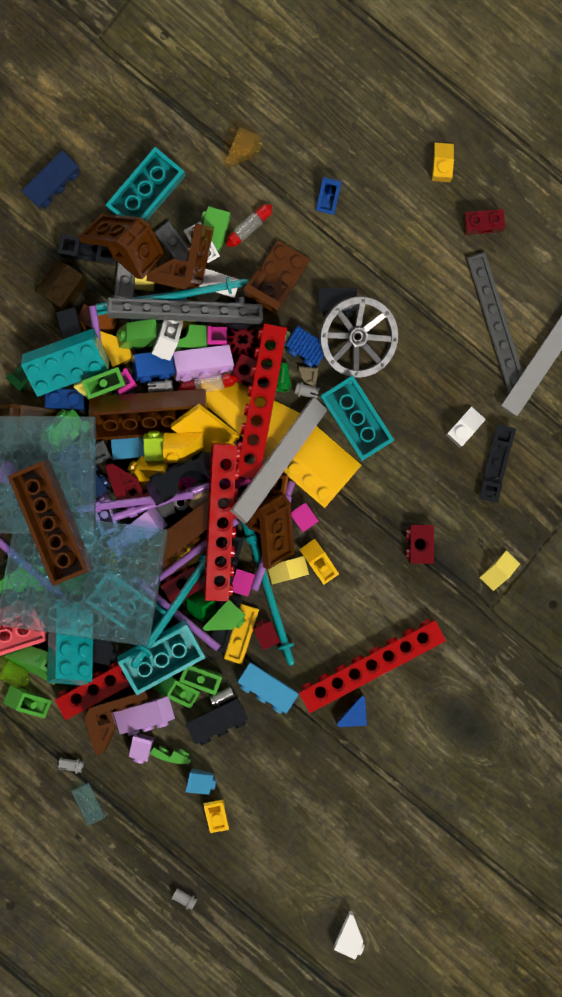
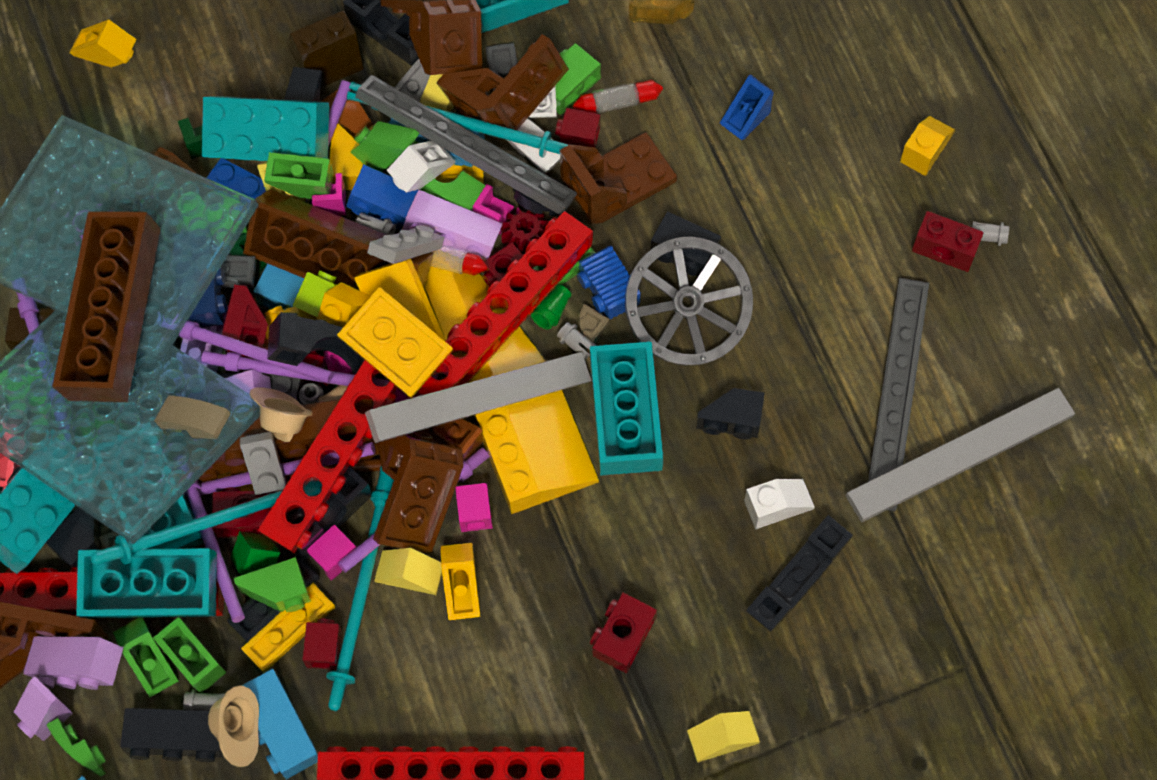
camera: 25 degrees right, 20 degrees down
(135, 560) = (193, 415): none -> dark tan slope
(178, 528) = (279, 412): none -> tan piece
(182, 559) = (263, 463): none -> light grey plate
(191, 396) = (406, 244): none -> light grey plate
(223, 462) = (395, 342): none -> yellow tile
(238, 259) = (579, 128): none -> dark red brick
(249, 703) = (235, 725): none -> tan piece
(417, 388) = (733, 413): none -> black slope
(505, 202) = (992, 232): none -> light grey pin

